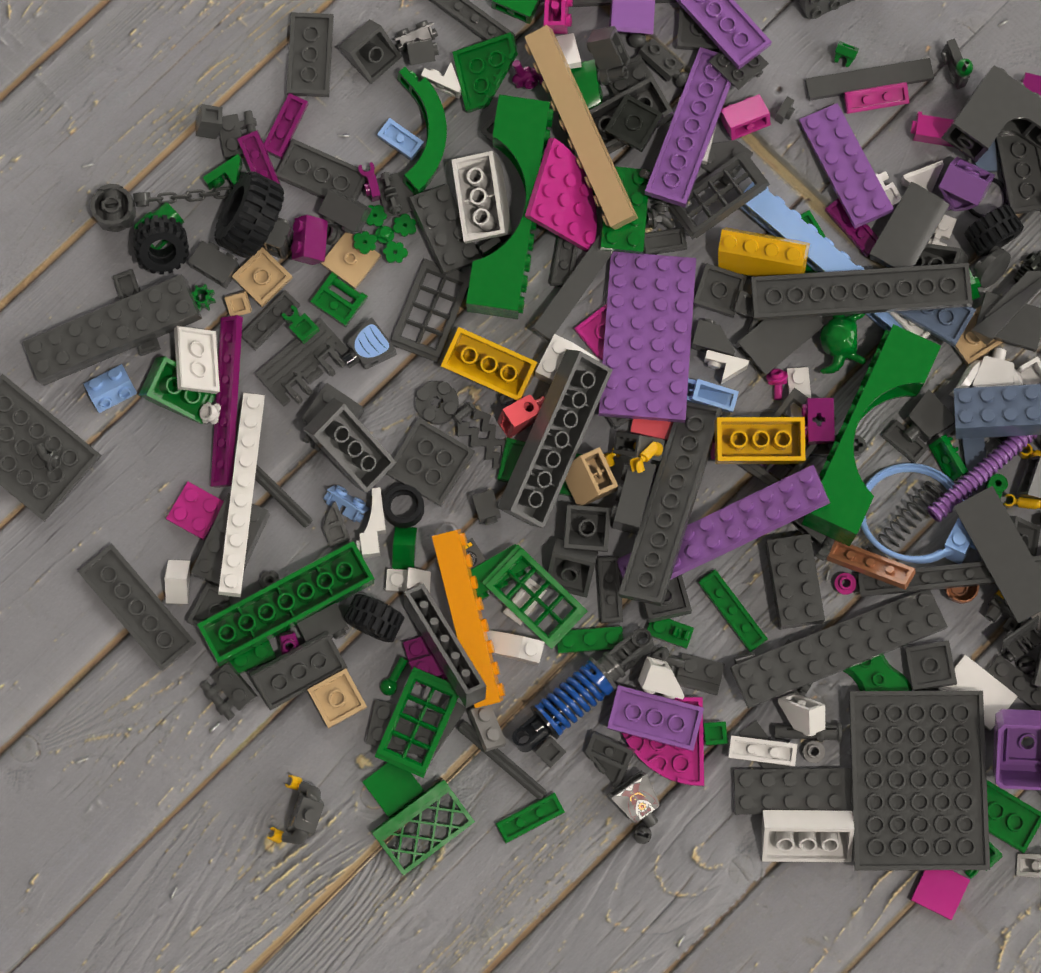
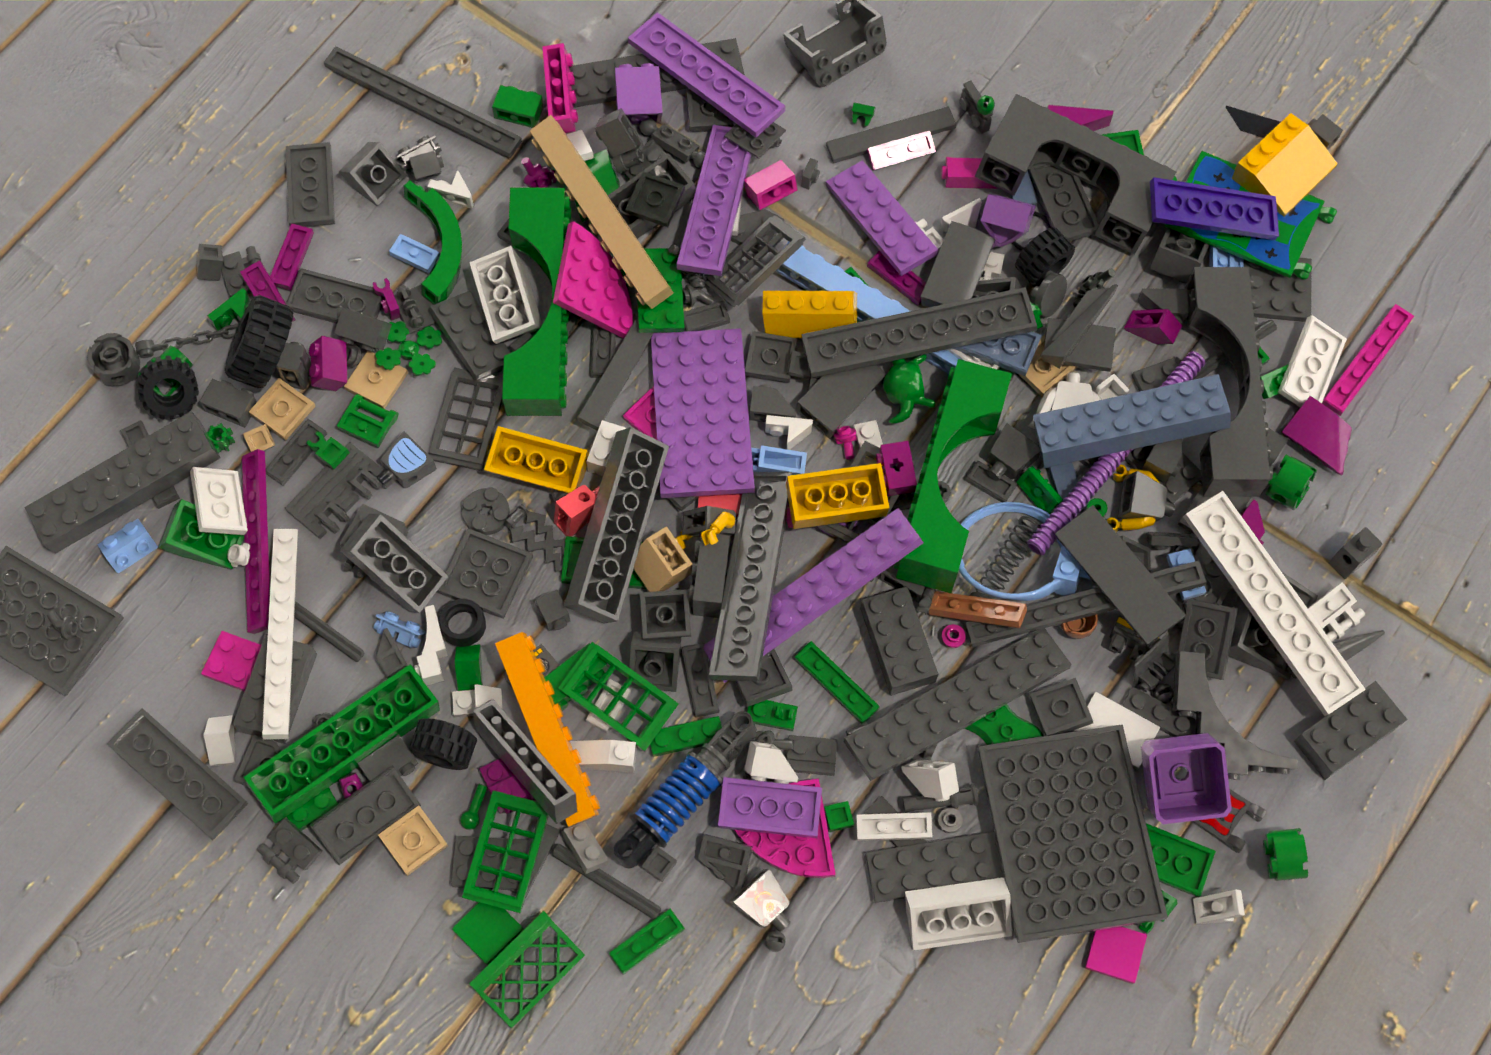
camera: 10 degrees left, 10 degrees down
(304, 815) = (389, 977): dark grey torso -> none
(483, 69) = (492, 174): green plate -> none

